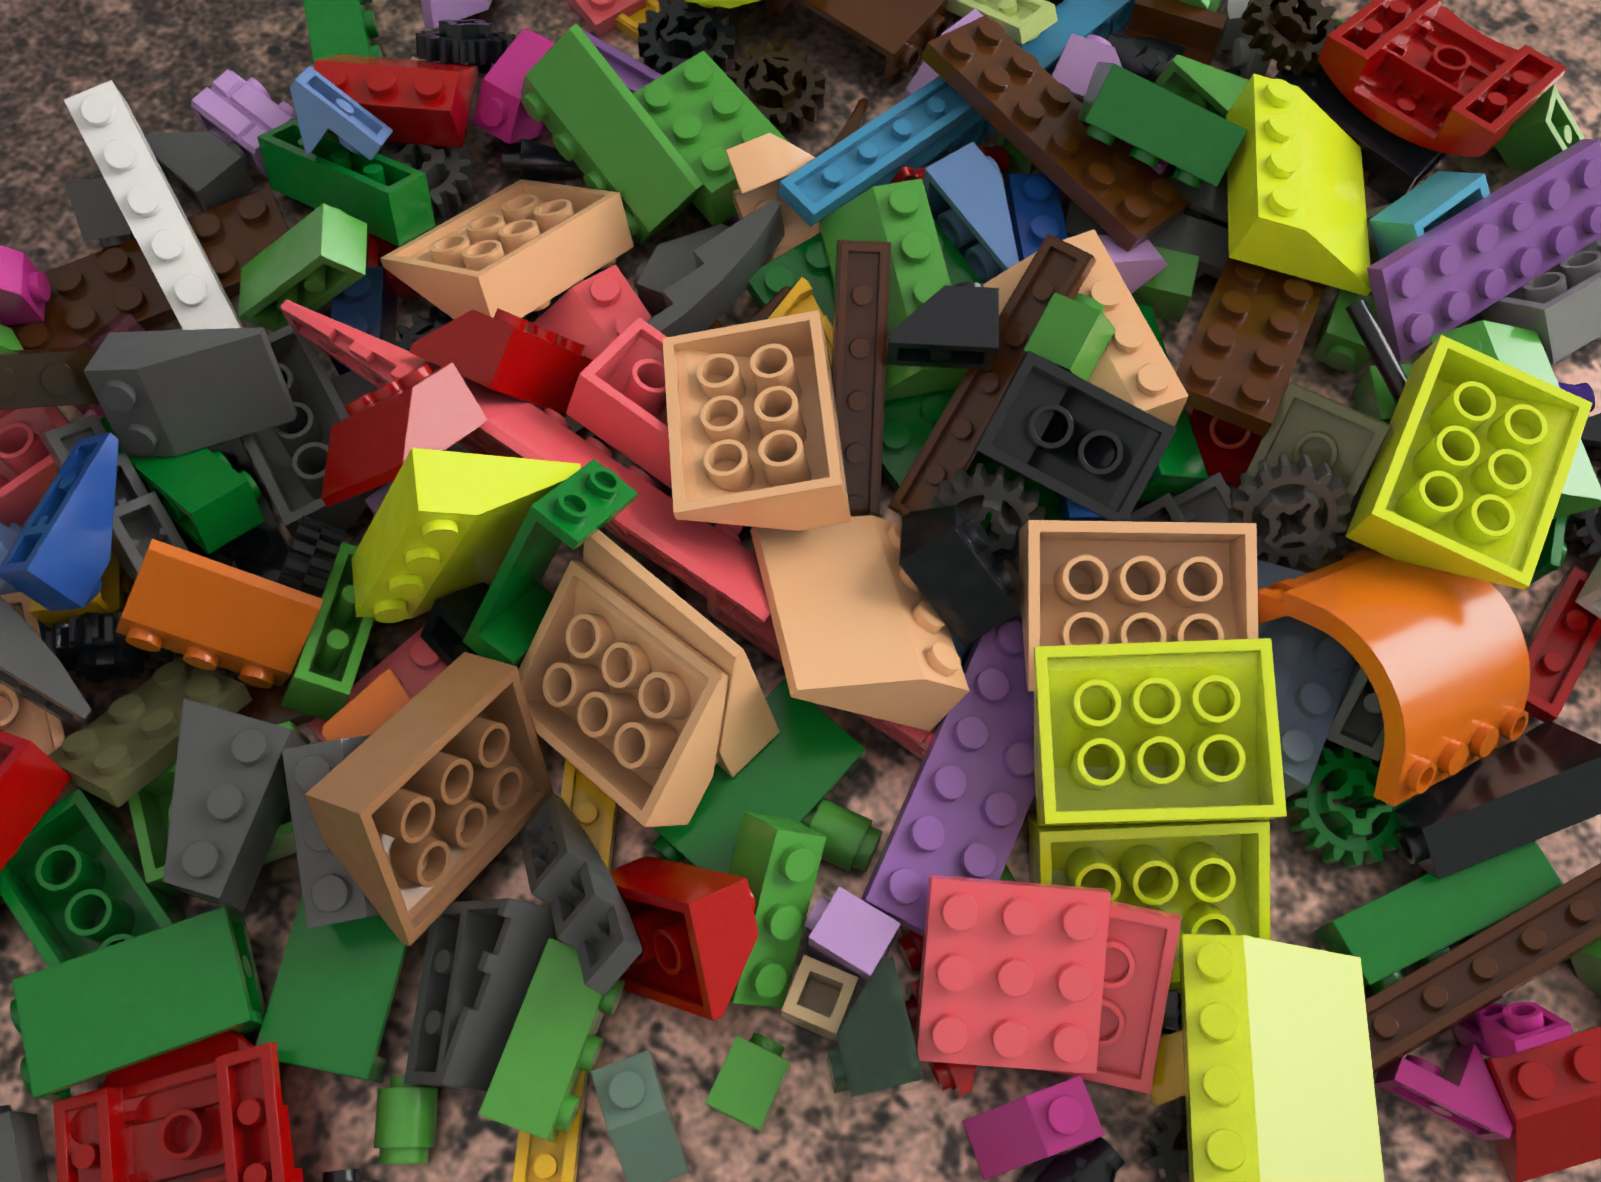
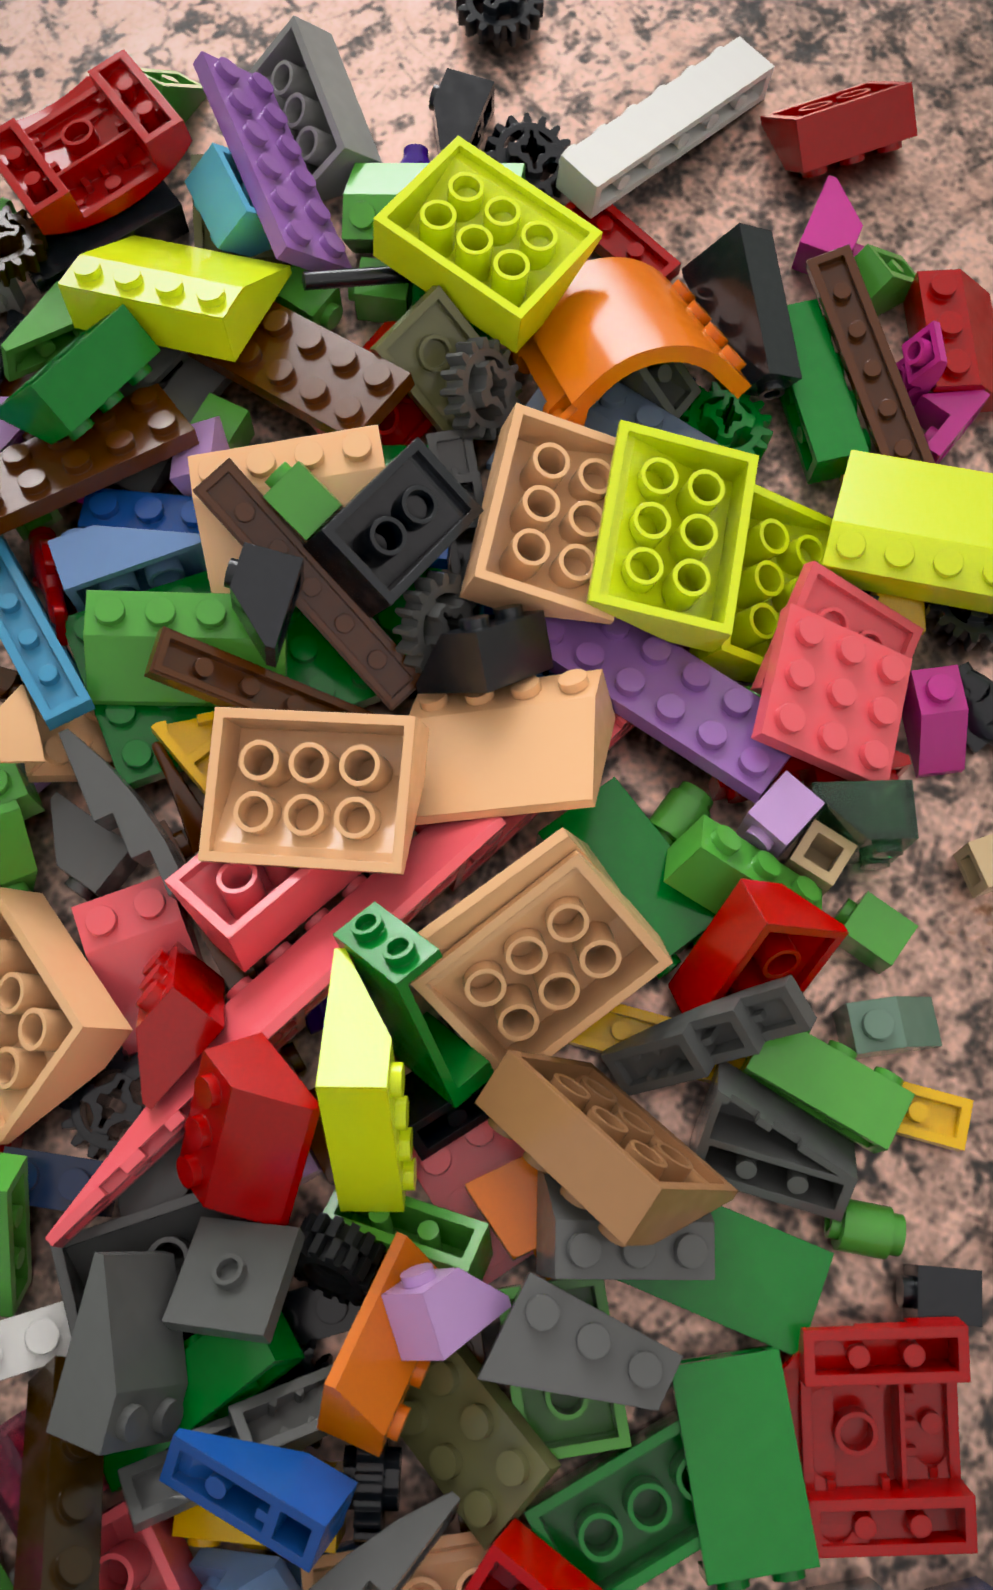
camera: 80 degrees left, 5 degrees up
(247, 652) = (439, 1311): none -> lavender slope
(266, 467) = (234, 1279): none -> dark grey plate

